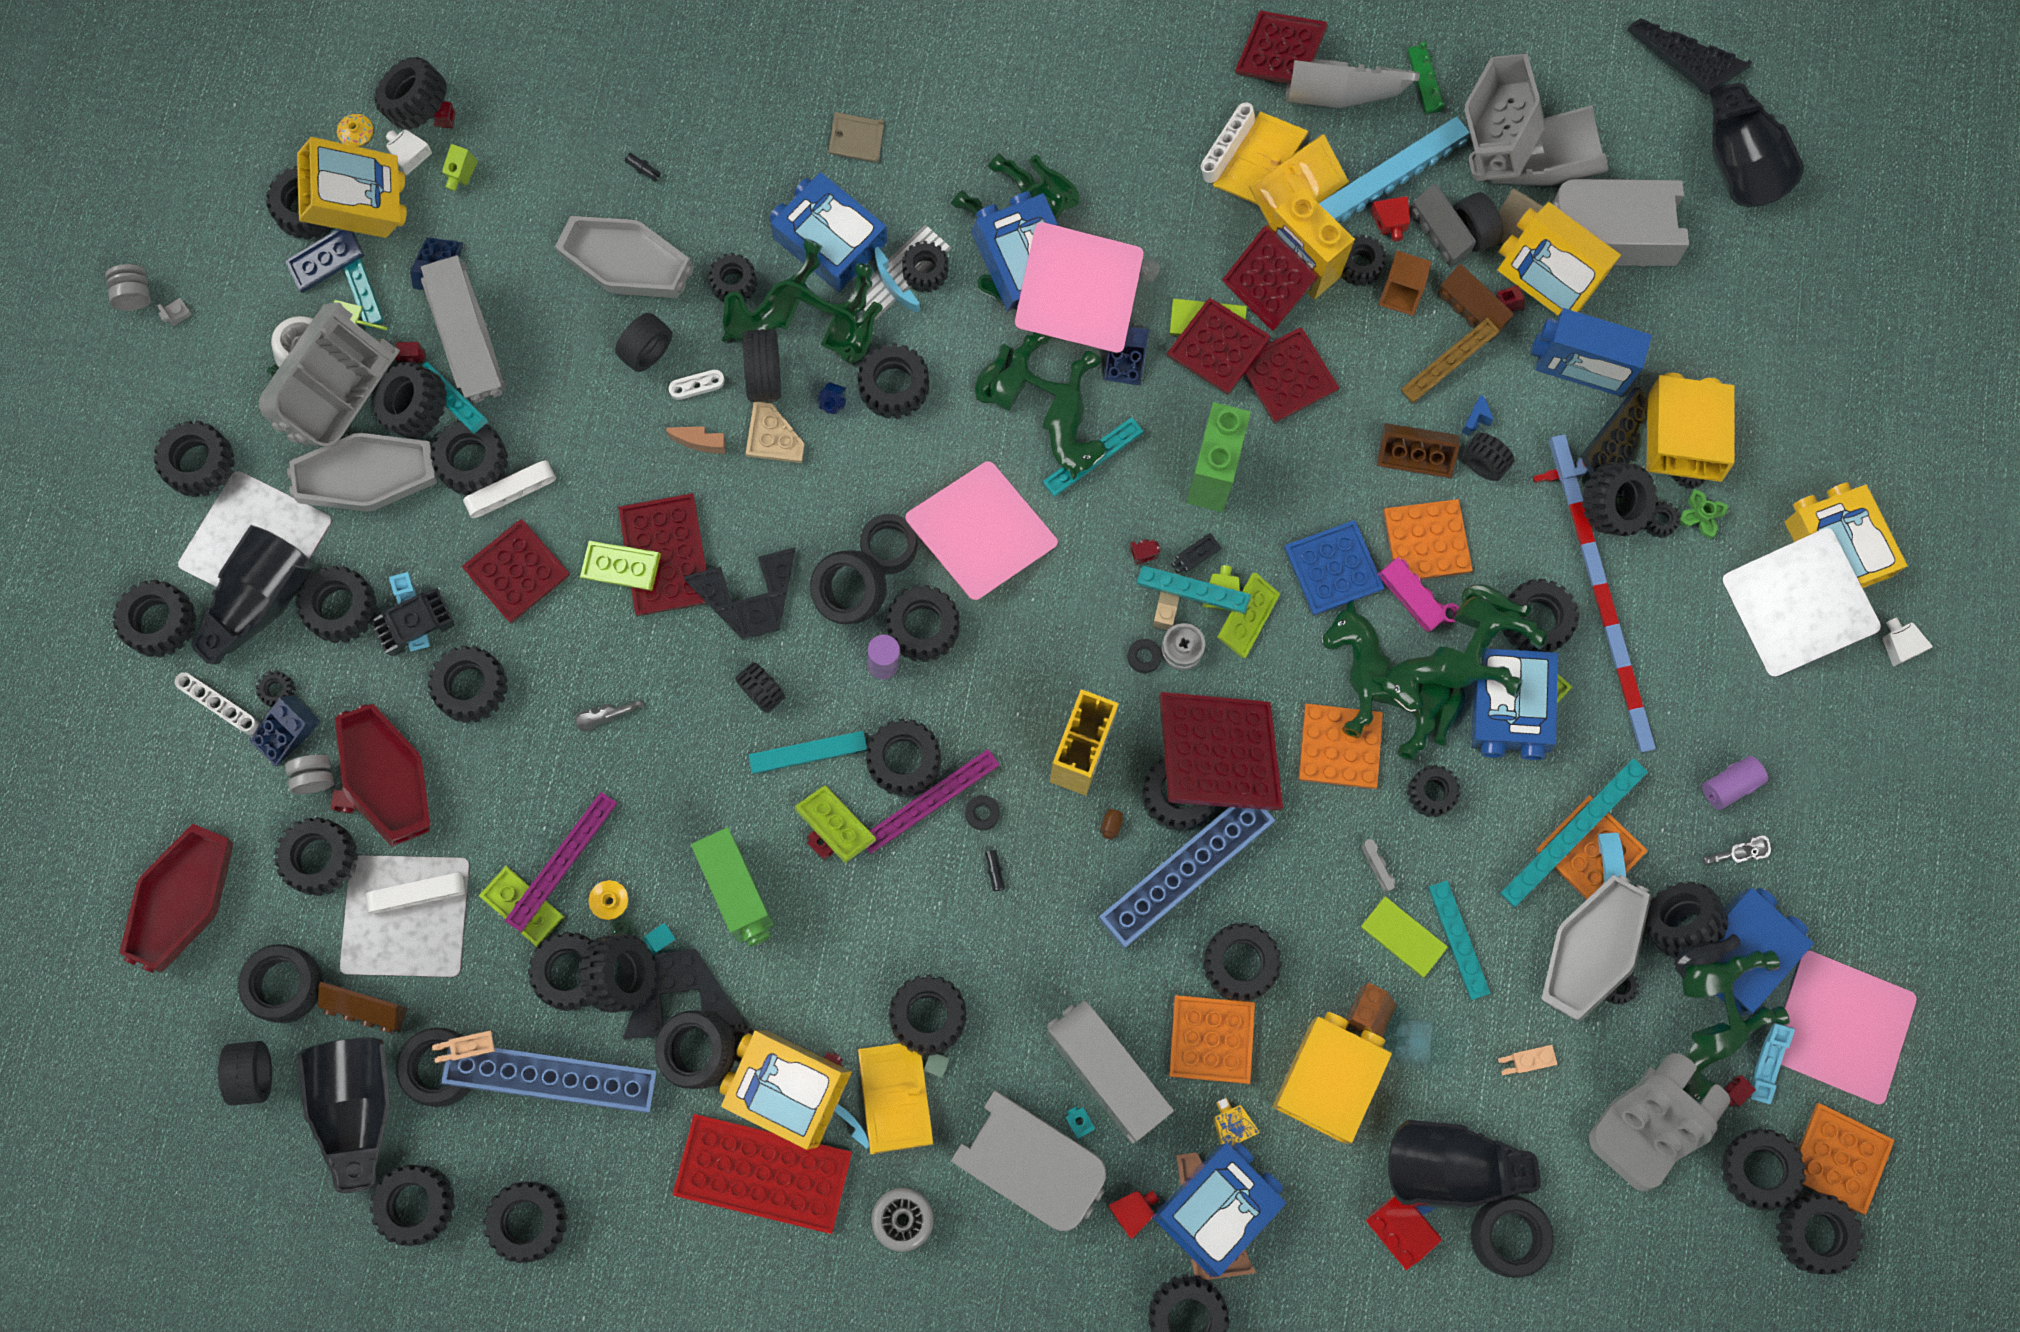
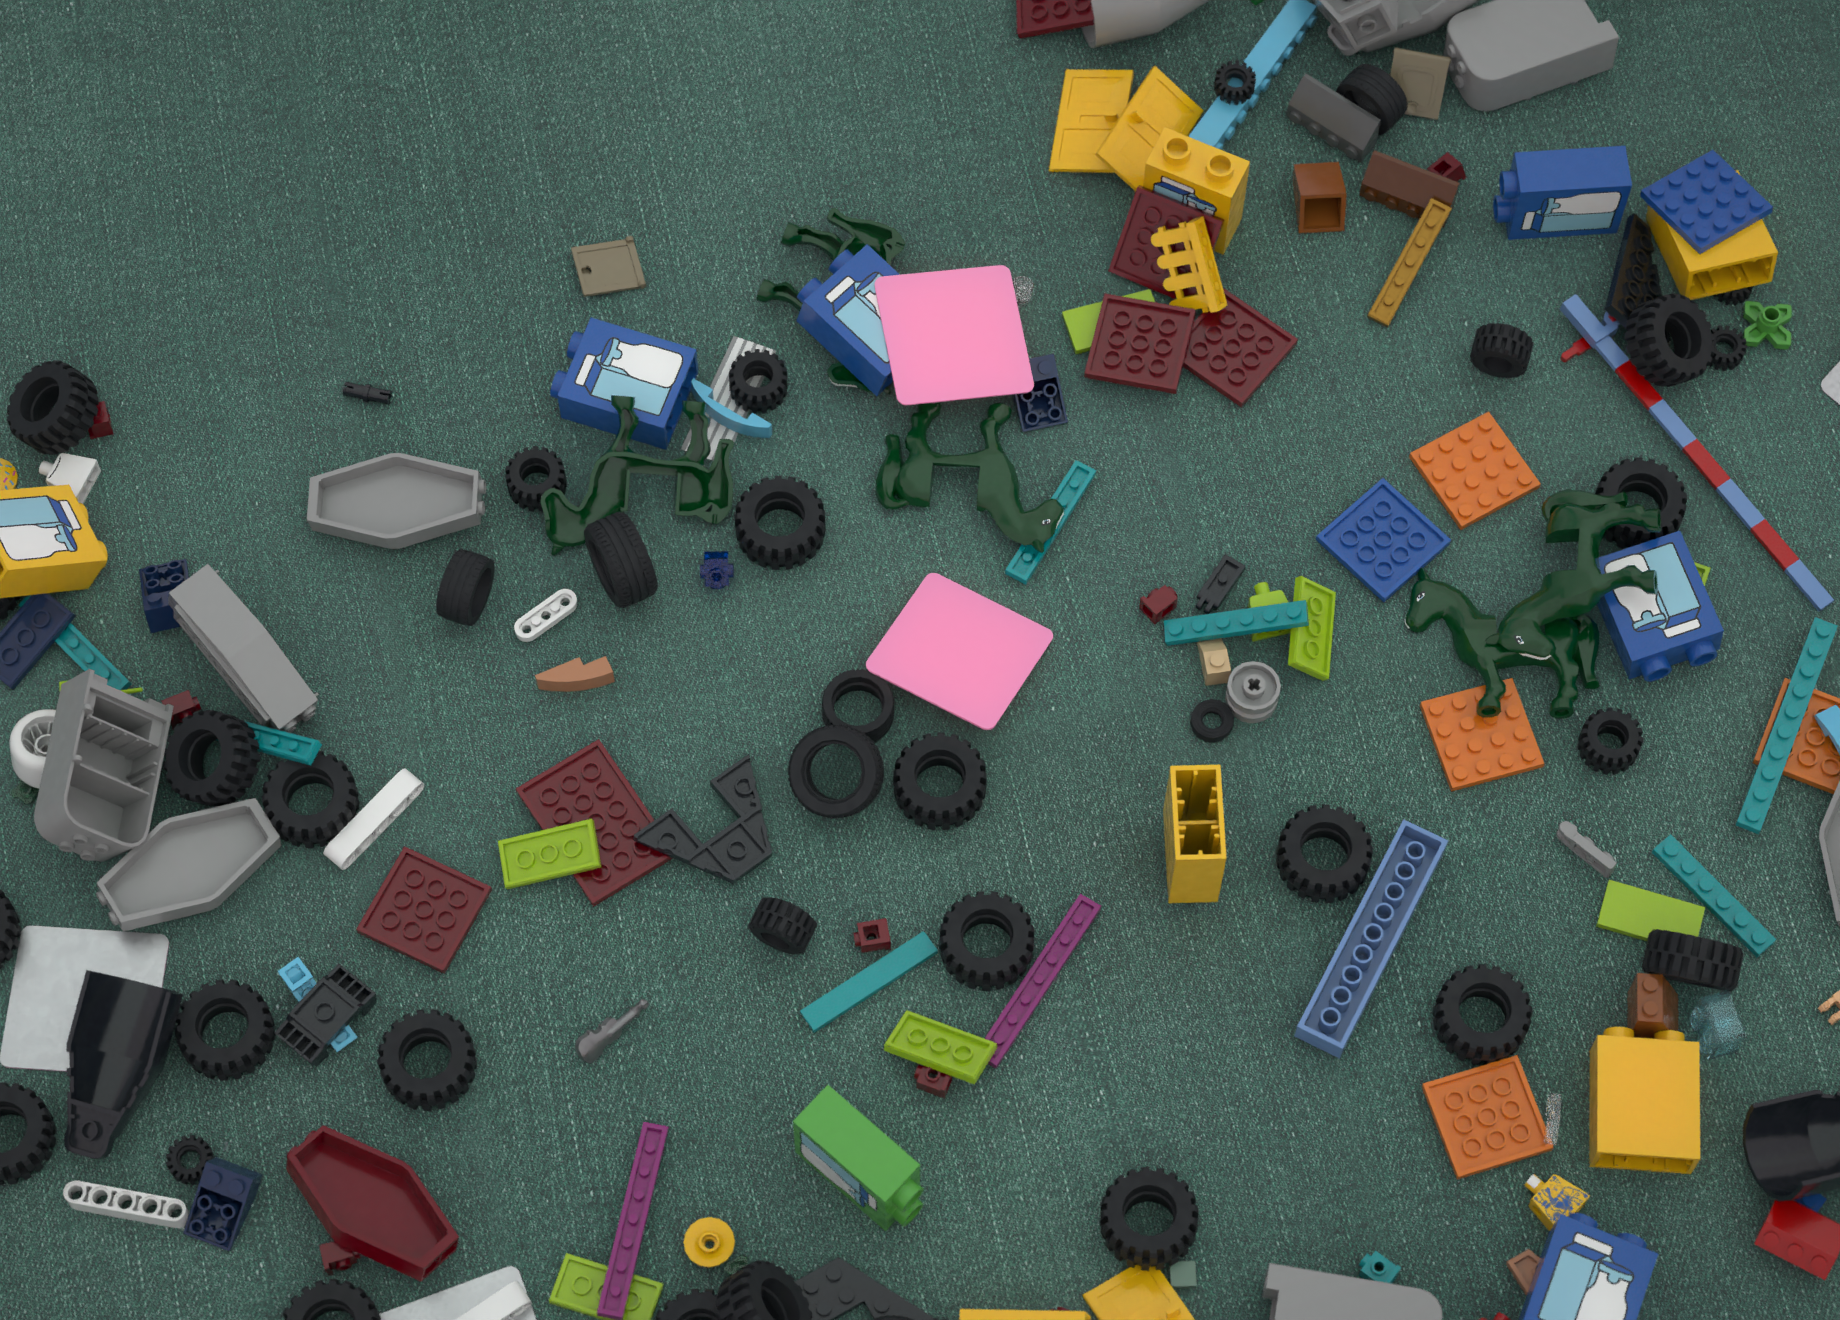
camera: 20 degrees left, 10 degrees down
(309, 774) = (281, 1238): light grey wheel -> none
(458, 167) = (145, 472): lime torso -> none
(658, 938) = (792, 1258): teal brick -> none
(772, 436) = (663, 639): tan plate -> none
(821, 713) = (876, 929): none -> dark red brick
(883, 656) = (912, 834): medium lavender piece -> none
(983, 800) = (1105, 954): black tyre -> none
(994, 870) = (1150, 1028): black pin -> none
(1108, 1071) = (1388, 1192): light grey piece -> none
(1111, 824) = (1261, 922): reddish brown brick -> none
(1218, 457) = (1200, 462): bright green brick -> none
(1220, 751) = (1351, 787): dark red plate -> none
(1228, 142) = (1046, 116): white beam -> none
(1258, 1063) = (1553, 1118): none -> clear tile
(1290, 301) = (1202, 264): none -> yellow fence
(1373, 252) = (1270, 178): black tyre -> none
(1384, 161) = (1234, 93): none -> black tyre
(1392, 217) = (1270, 130): red torso -> none
(1414, 596) = (1489, 535): dark pink hinge -> none
(1415, 989) = (1693, 960): none -> black tyre
(1418, 450) = (1418, 375): reddish brown slope -> none
(1480, 413) = (1469, 309): blue slope -> none
(1556, 259) = (1479, 106): brick -> none
(1697, 401) = (1706, 201): none -> blue plate

